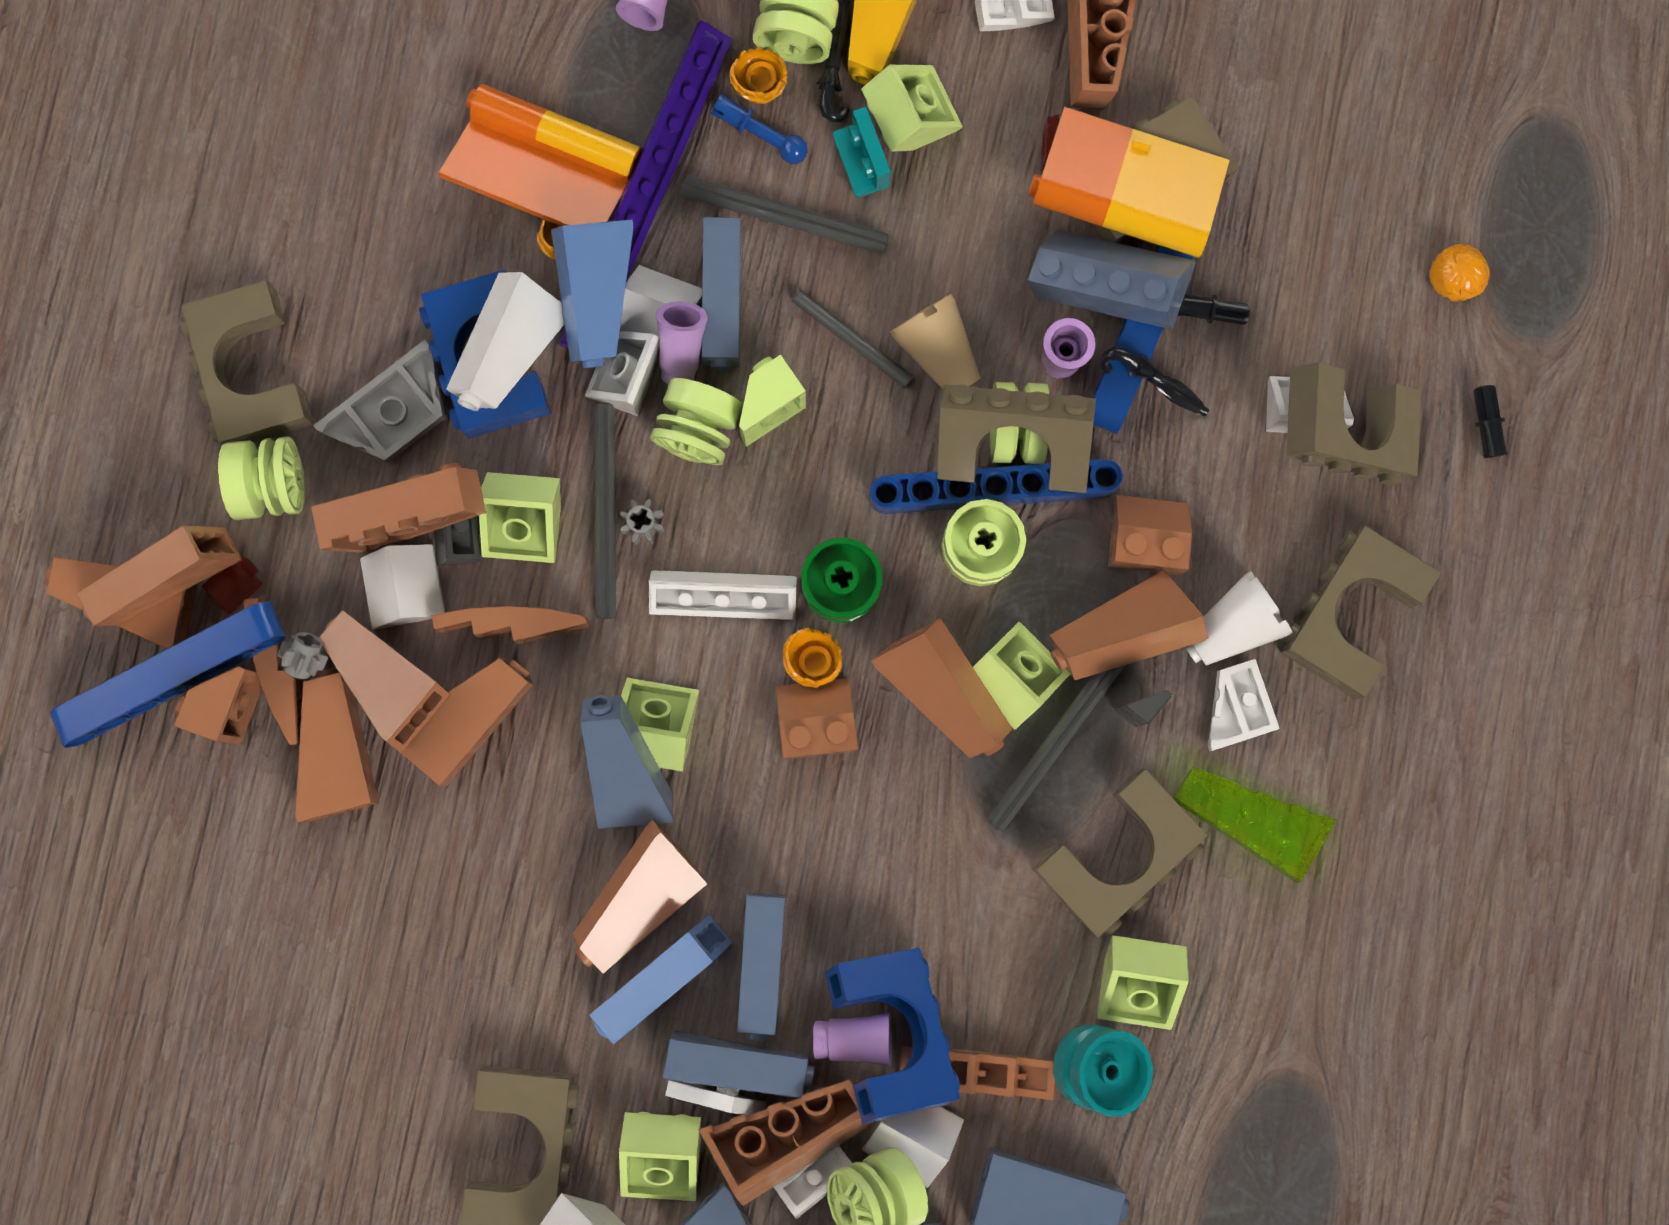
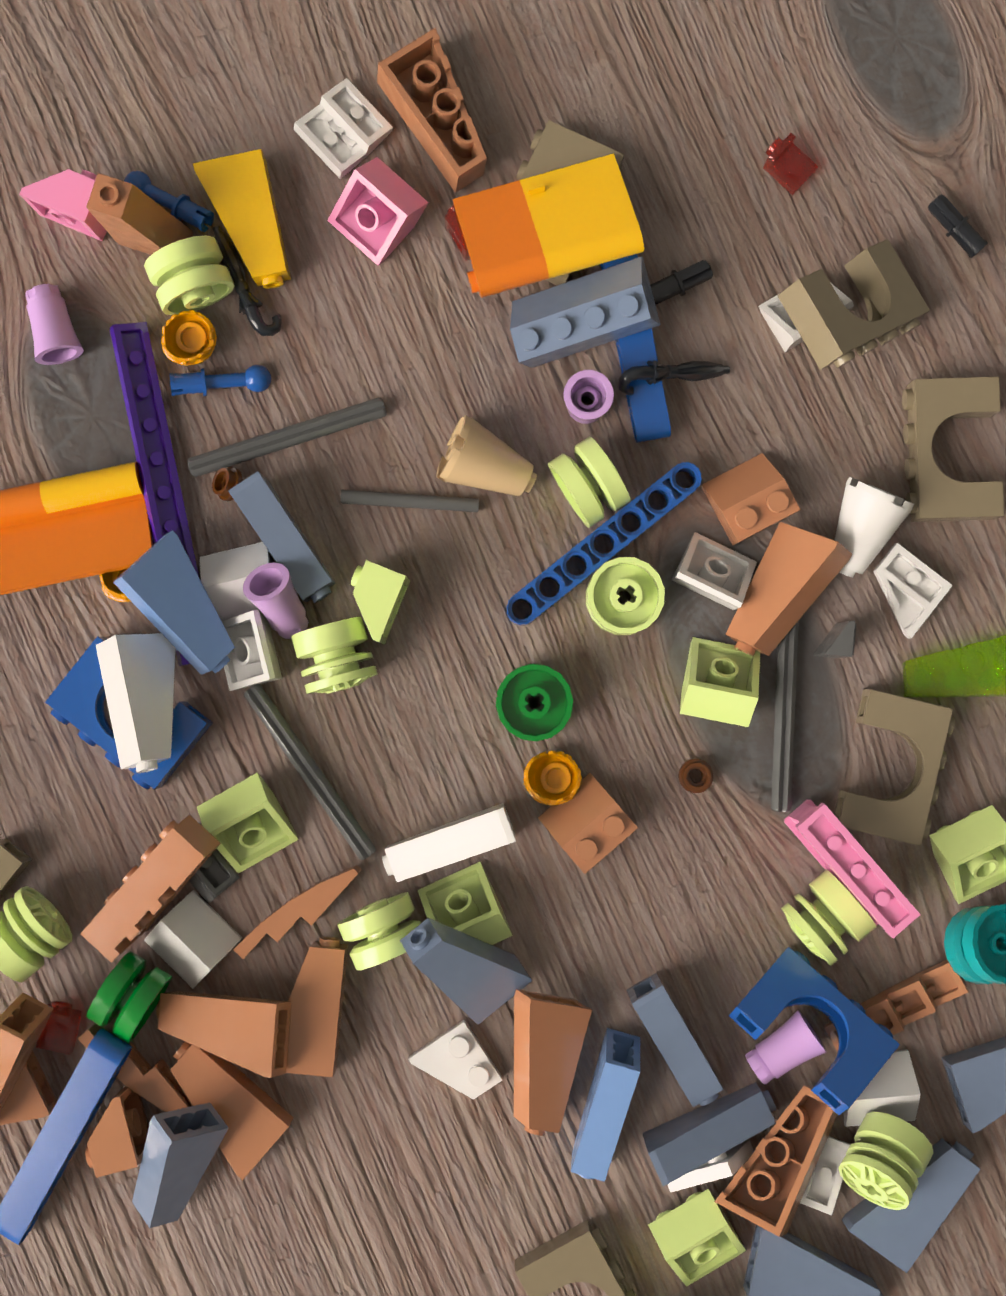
camera: 20 degrees left, 5 degrees up
(251, 761) = (174, 1160): none -> sand blue slope
(302, 655) = (155, 1050): light grey gear -> none
(313, 593) = (125, 994): none -> green wheel
(390, 409) = (84, 806): light grey wing -> none
(558, 853) = (458, 1061): none -> white wing
(572, 682) = (381, 927): none -> yellowish green wheel
(638, 512) = (341, 771): light grey gear -> none
(684, 652) = (449, 843): none -> white slope
(706, 209) = (225, 480): none -> reddish brown plate
(722, 595) = (447, 774): white slope -> none
(862, 155) = (316, 347): teal bracket -> none
(910, 106) = (328, 280): yellowish green slope -> none
(930, 752) = (705, 781): none -> reddish brown plate
(945, 688) = (672, 732): nougat slope -> none
(972, 945) = (828, 917): none -> yellowish green wheel
(993, 76) = (377, 210): none -> bright pink slope
(1023, 912) = (851, 865): none -> bright pink fence
(1058, 419) = (624, 466): dark tan arch -> none
(1076, 576) = (715, 571): none -> white slope
(1376, 272) = (788, 164): none -> clear red bracket
(1459, 272) = (854, 119): light orange hair -> none

